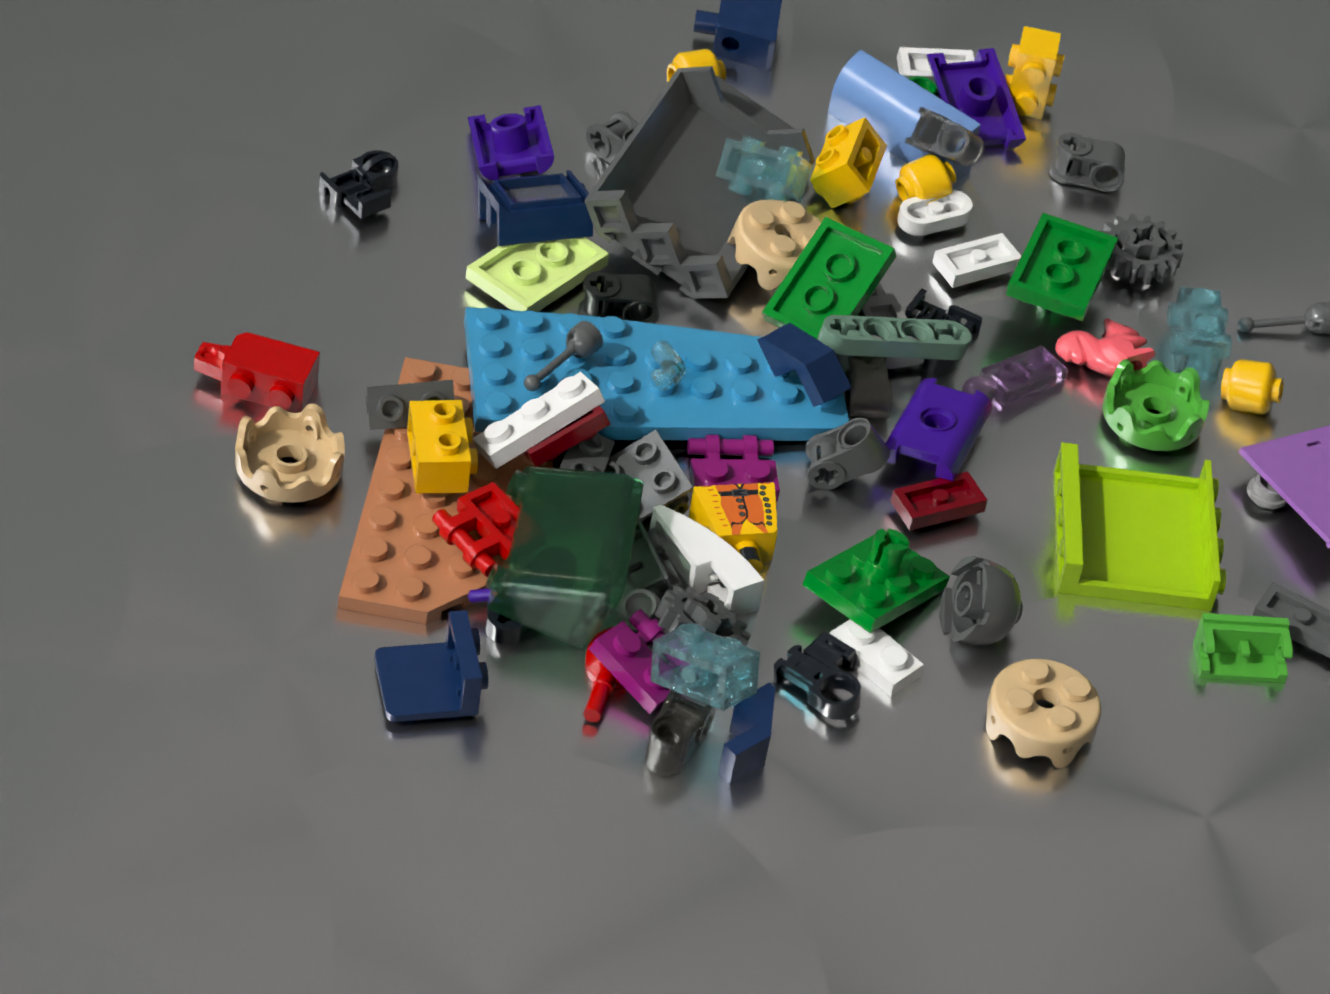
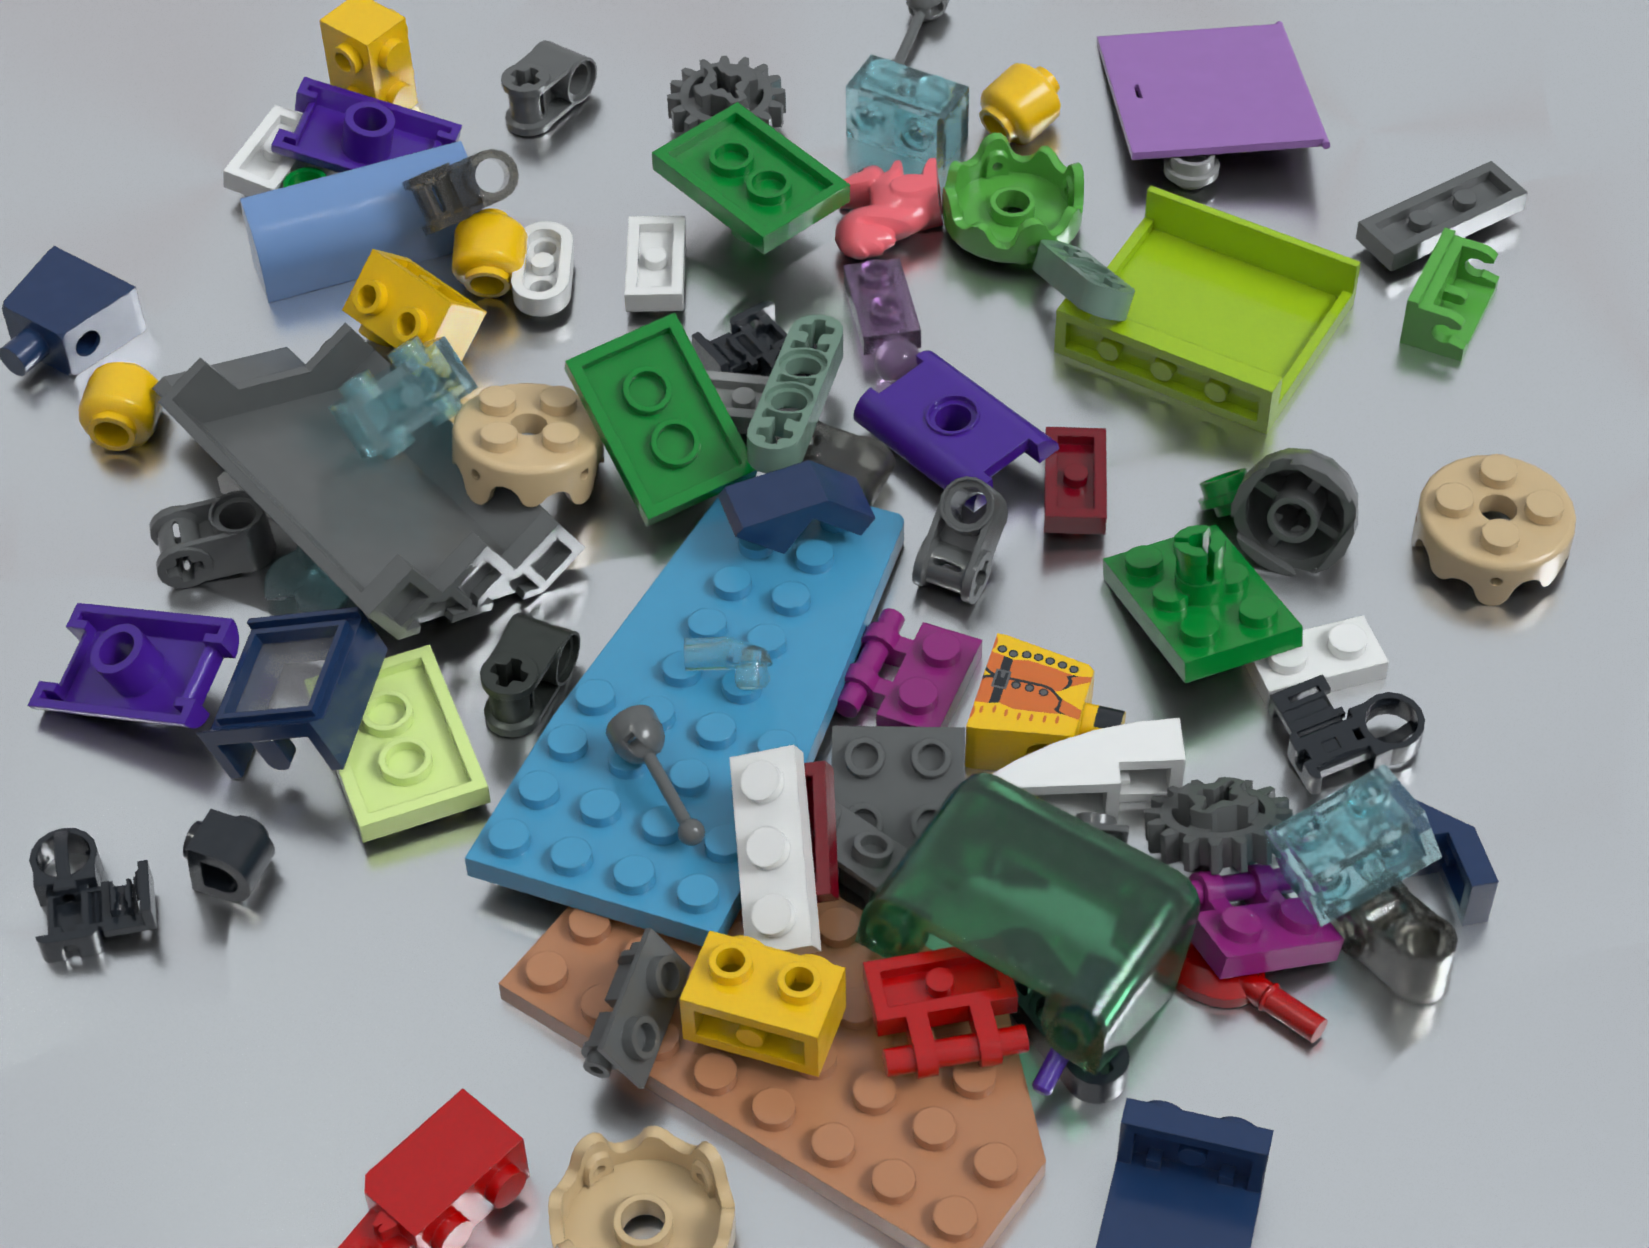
camera: 55 degrees left, 5 degrees up
(419, 223) = (227, 855): none -> black plate
(1098, 448) = (1083, 280): none -> sand green beam

